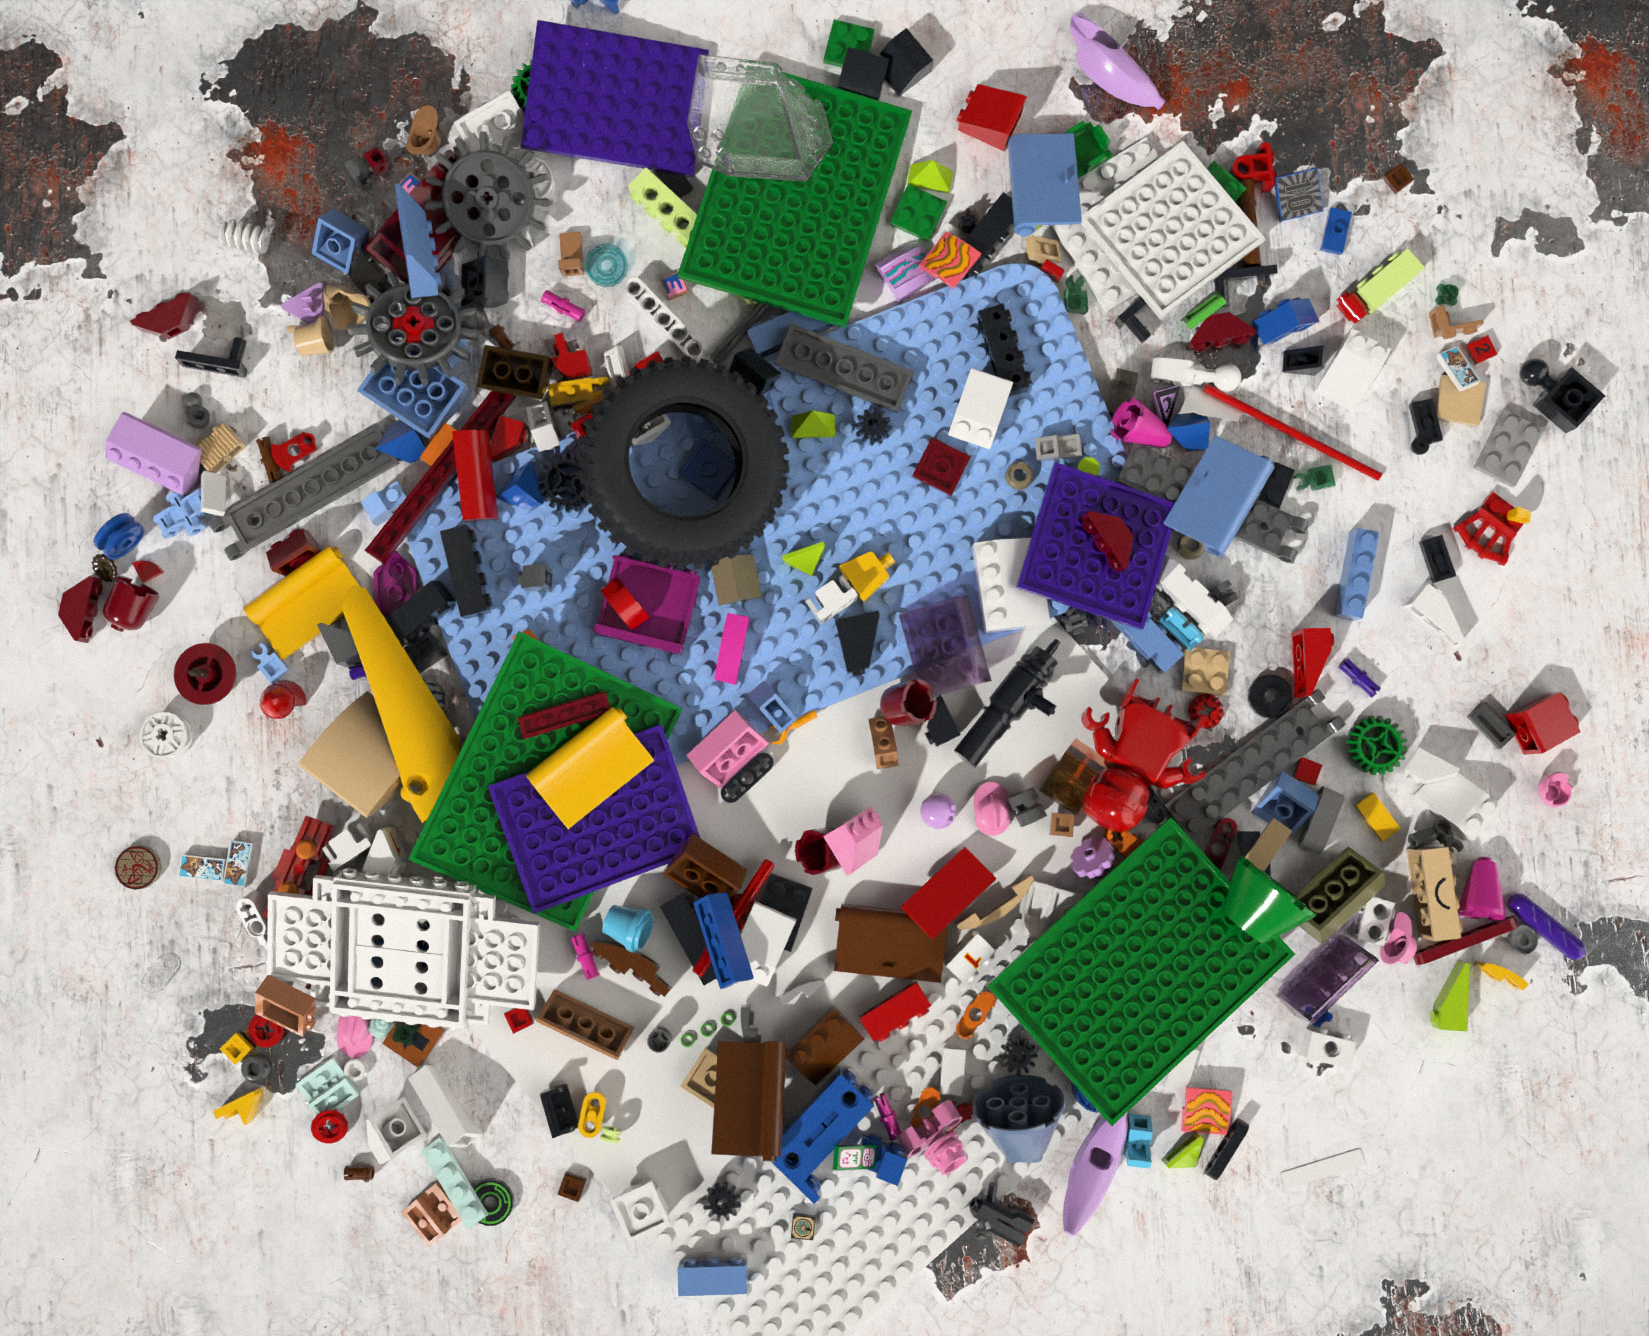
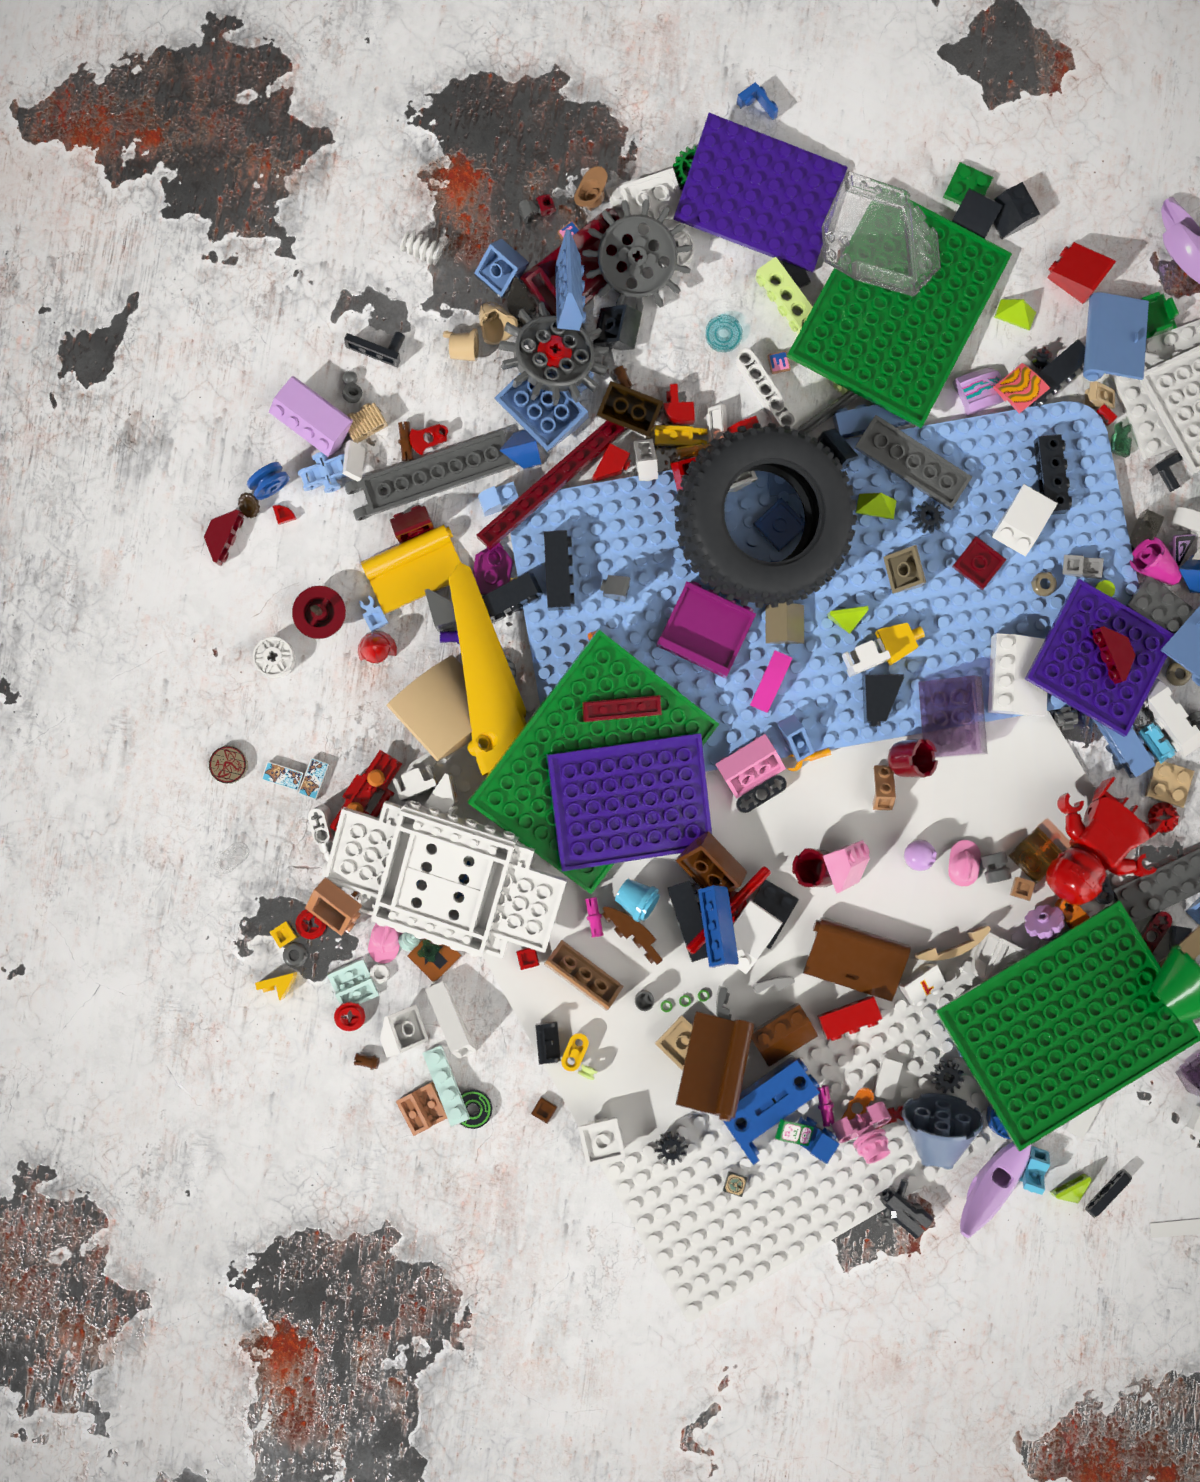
camera: 10 degrees right, 0 degrees up
(129, 604) = (265, 541): dark red cylinder -> none
(168, 318) = (343, 303): dark red slope -> none
(307, 304) = (461, 316): lavender piece -> none
(425, 651) = (508, 630): black hinge -> none
(438, 444) = (559, 452): orange slope -> none
(475, 475) = (580, 490): red brick -> none
(523, 489) = (619, 509): blue slope -> none
(556, 467) = (651, 515): black gear -> none
(563, 305) = (680, 360): dark pink pin -> none
(571, 254) = (696, 318): medium nougat bracket -> none
(590, 767) = (635, 757): yellow door -> none
(624, 604) = (688, 624): red brick -> none
(712, 1277) = (651, 1210): medium blue brick -> none
(857, 492) = (904, 570): none -> dark tan slope
(918, 213) = (999, 342): green plate -> none
(941, 726) = (937, 784): black slope -> none
(948, 893) = (915, 926): red tile -> none
(966, 1026) = (925, 1025): orange piece -> none
(1010, 701) = (999, 775): black piece -> none
(1206, 1110) = (1097, 1157): slope -> none

